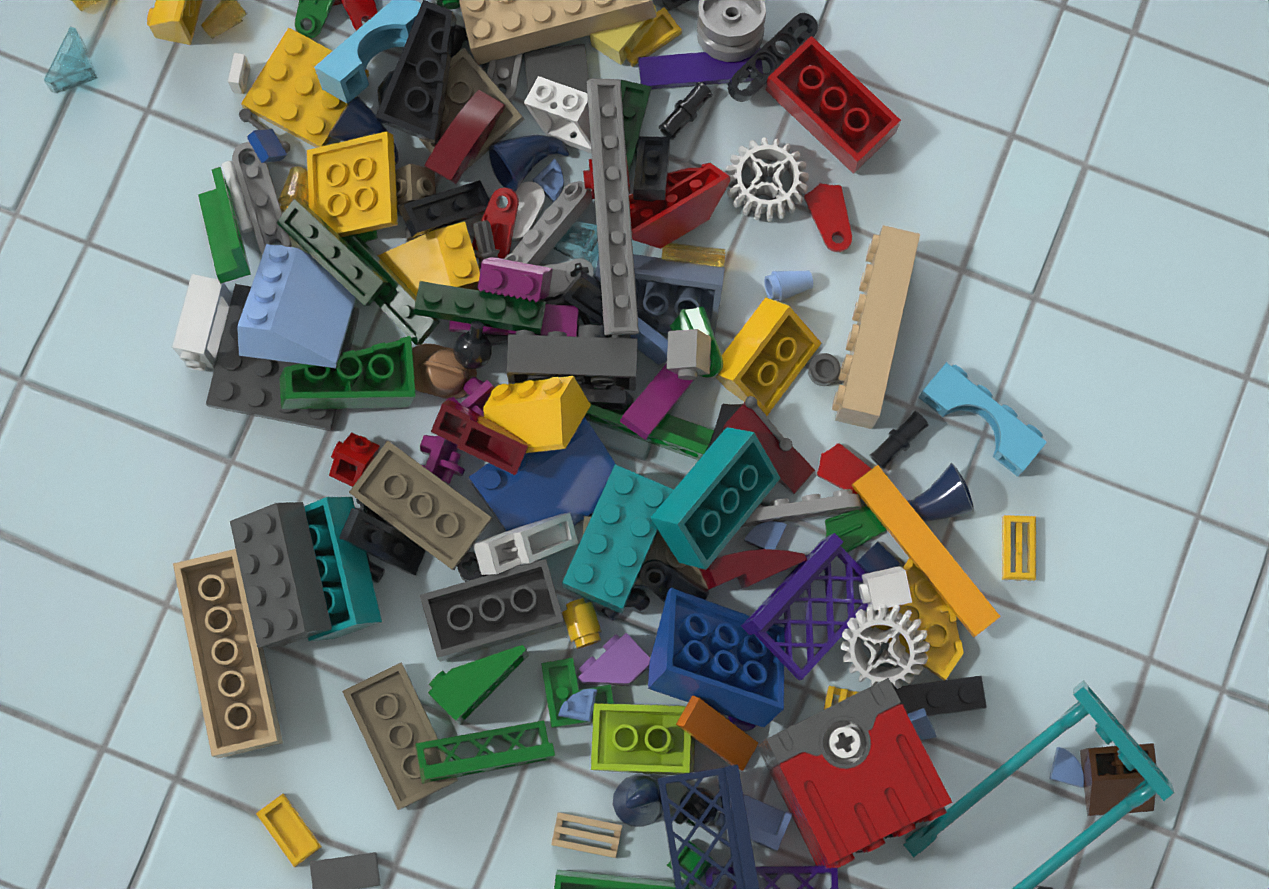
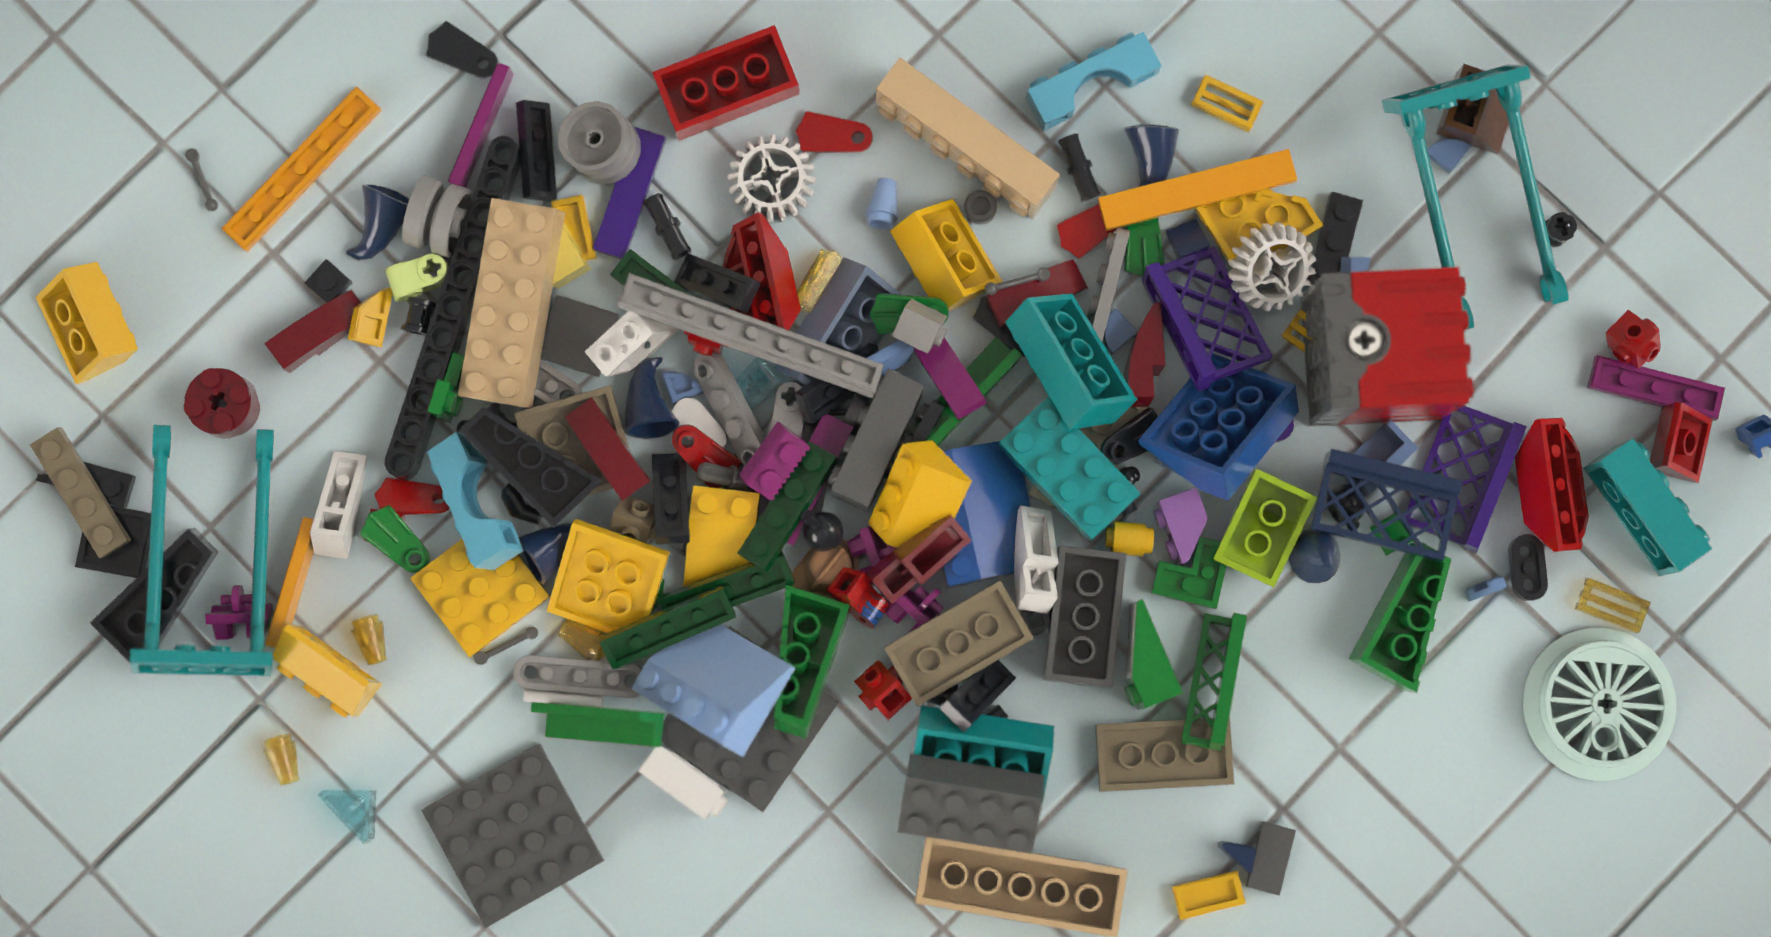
camera: 65 degrees left, 5 degrees up
(102, 204) = (512, 835): none -> dark grey plate
(239, 73) = (437, 646): white tile -> none
(266, 145) = (527, 648): blue tile -> none
(336, 841) = (1241, 854): none -> dark blue slope
(427, 404) = (862, 598): none -> red leg
(579, 705) = (1208, 573): medium blue tile -> none
(583, 834) = (1343, 595): tan tile -> none
(717, 733) = (1289, 456): orange tile -> none
(771, 56) = (651, 118): black beam -> none
(886, 588) = (1219, 241): white brick -> none

